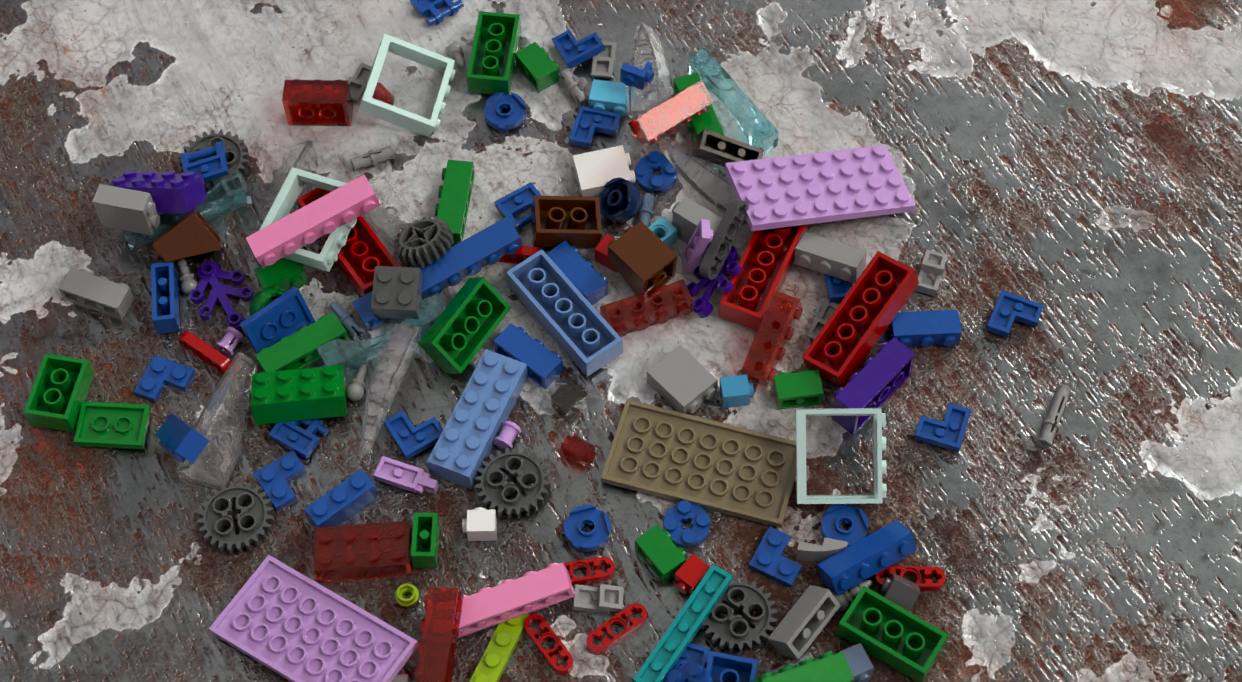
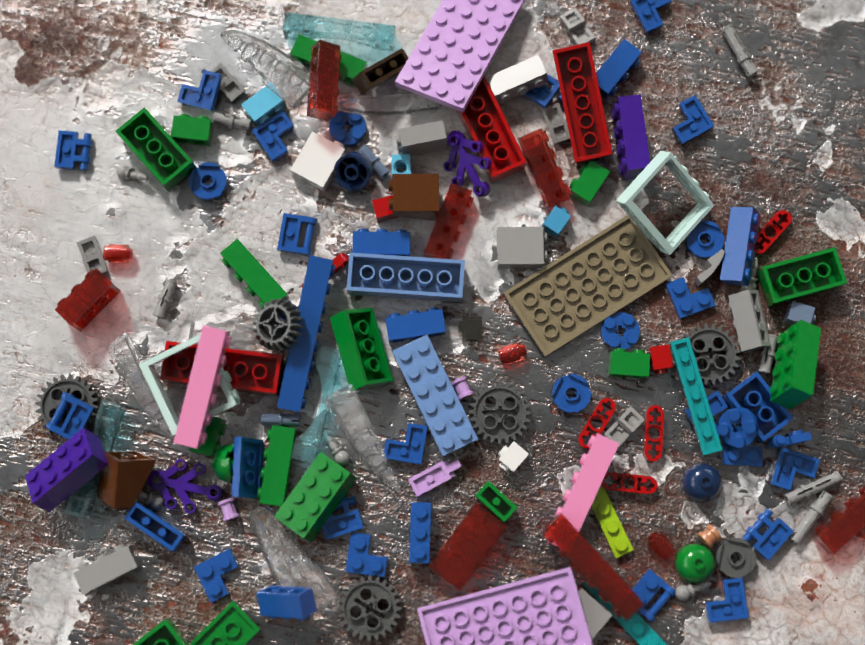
camera: 50 degrees left, 20 degrees up
(126, 209) = (69, 504): light grey brick -> none
(204, 352) = (222, 532): red beam -> none
(394, 114) = (111, 253): light aqua window -> none
(397, 292) = (302, 374): dark grey brick -> none
(407, 589) = (526, 542): lime plate -> none
(566, 219) = (339, 217): reddish brown brick -> none
(635, 76) = (275, 78): blue bracket -> none
(696, 246) = (438, 154): lavender plate -> none
(714, 260) = (452, 134): dark grey beam -> none
(900, 591) = (779, 247): dark grey brick -> none

